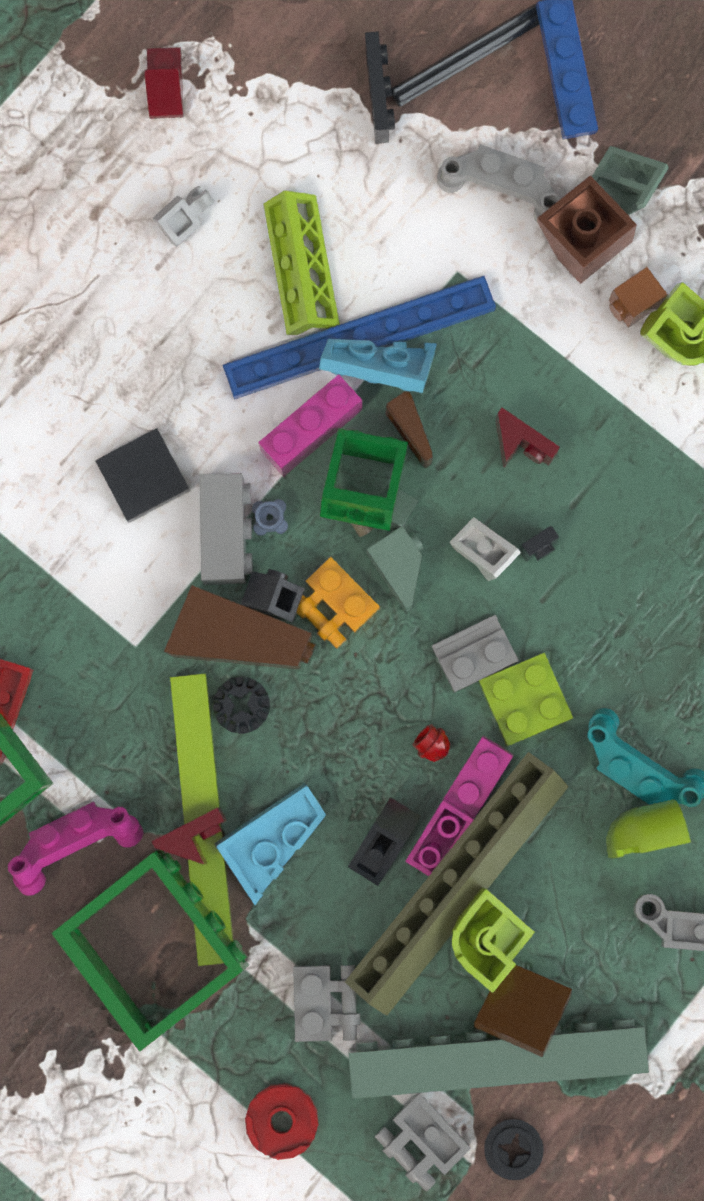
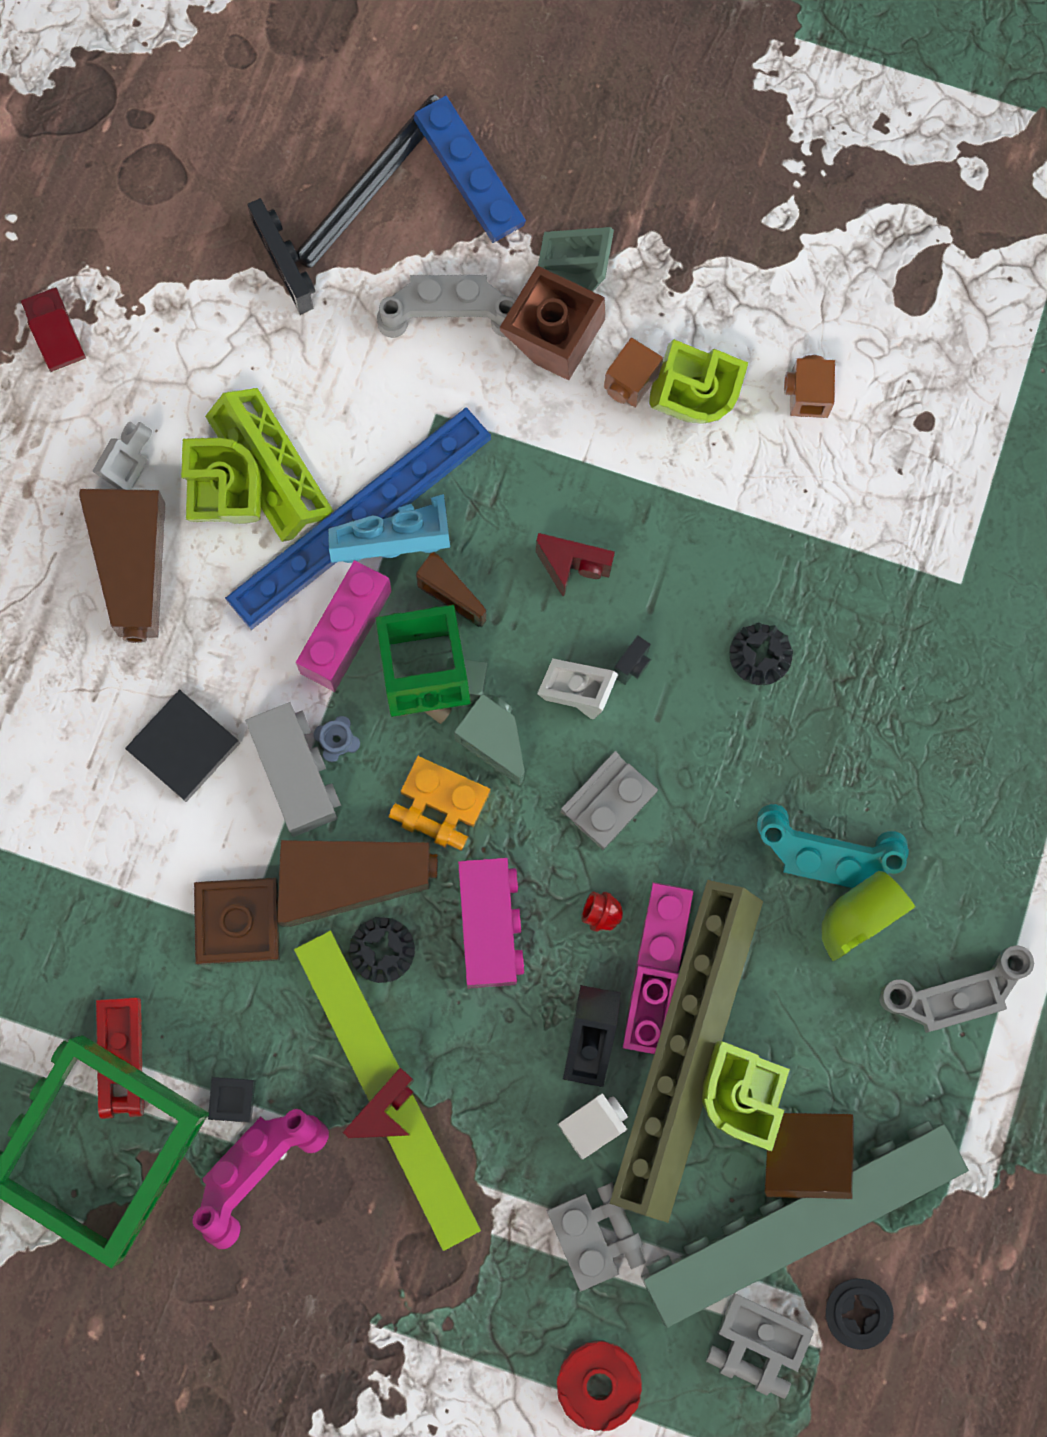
camera: 30 degrees left, 5 degrees down
(75, 779) = (231, 1099): none -> black plate
(105, 983) = (350, 1312): green window -> none
(132, 636) = (236, 921): none -> reddish brown tile
(156, 298) = (128, 555): none -> reddish brown slope
(254, 265) = (220, 481): none -> lime brick
(270, 839) = (466, 1086): medium azure wing -> none
(272, 595) = (372, 818): black brick -> none
(336, 717) = (490, 923): none -> dark pink brick
(356, 914) = (594, 1125): none -> white slope
(525, 699) = (681, 828): lime plate -> none
(651, 595) = (743, 658): none -> black gear

